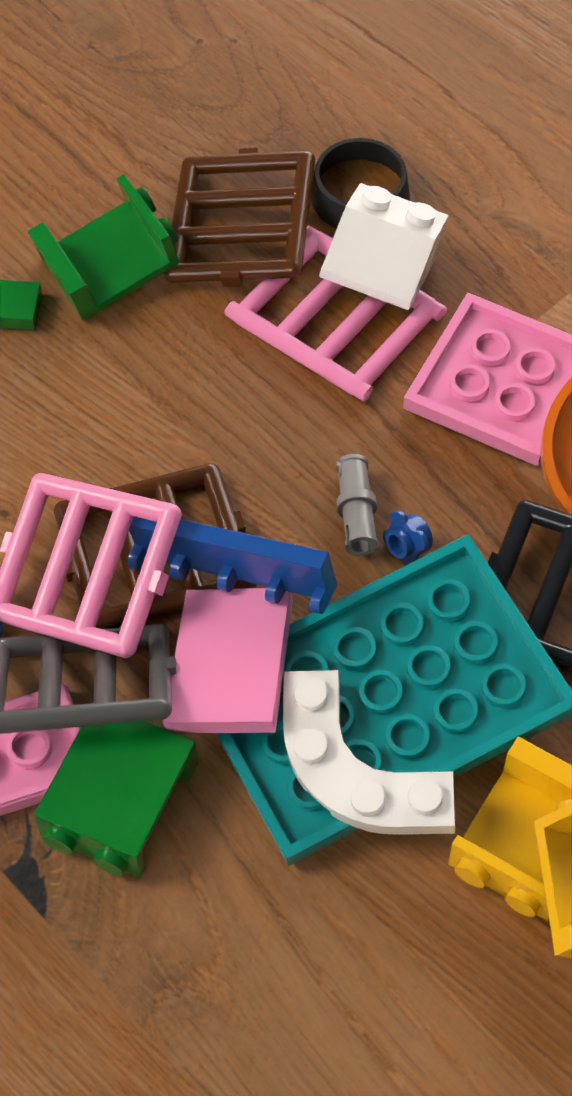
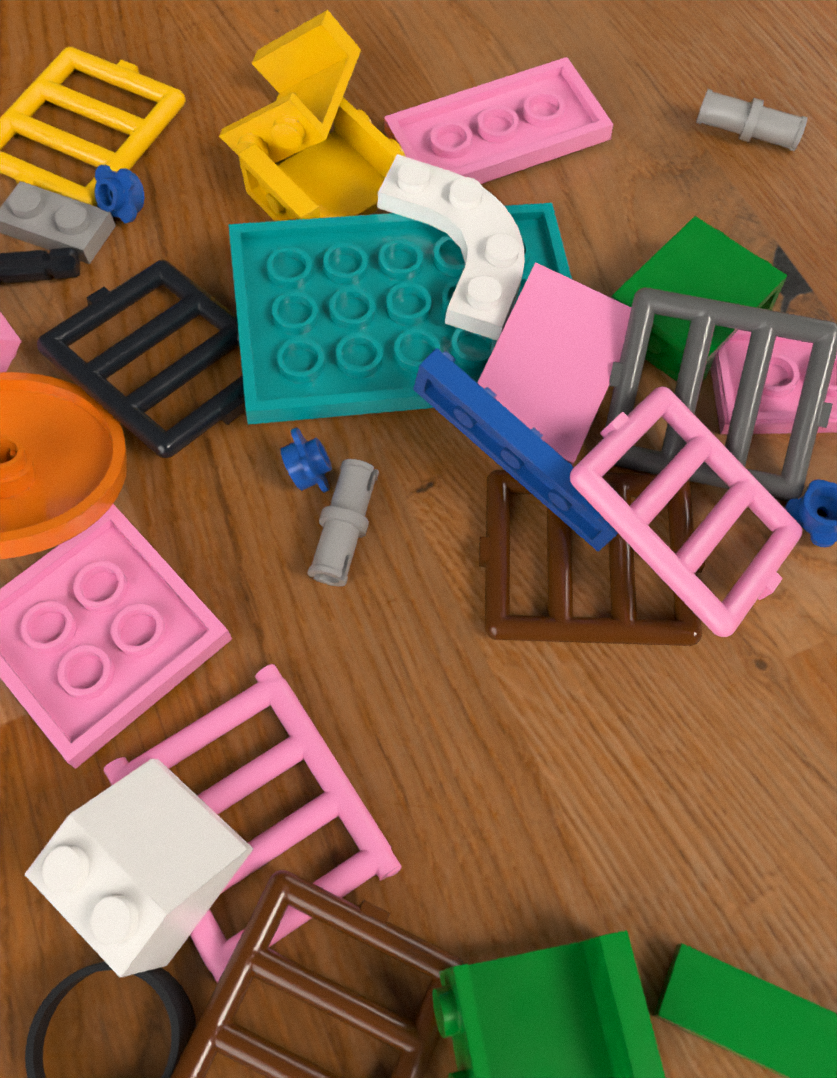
camera: 160 degrees left, 5 degrees up
(100, 1058) = (751, 120): none -> light grey pin
(376, 955) = (504, 123): none -> bright pink plate

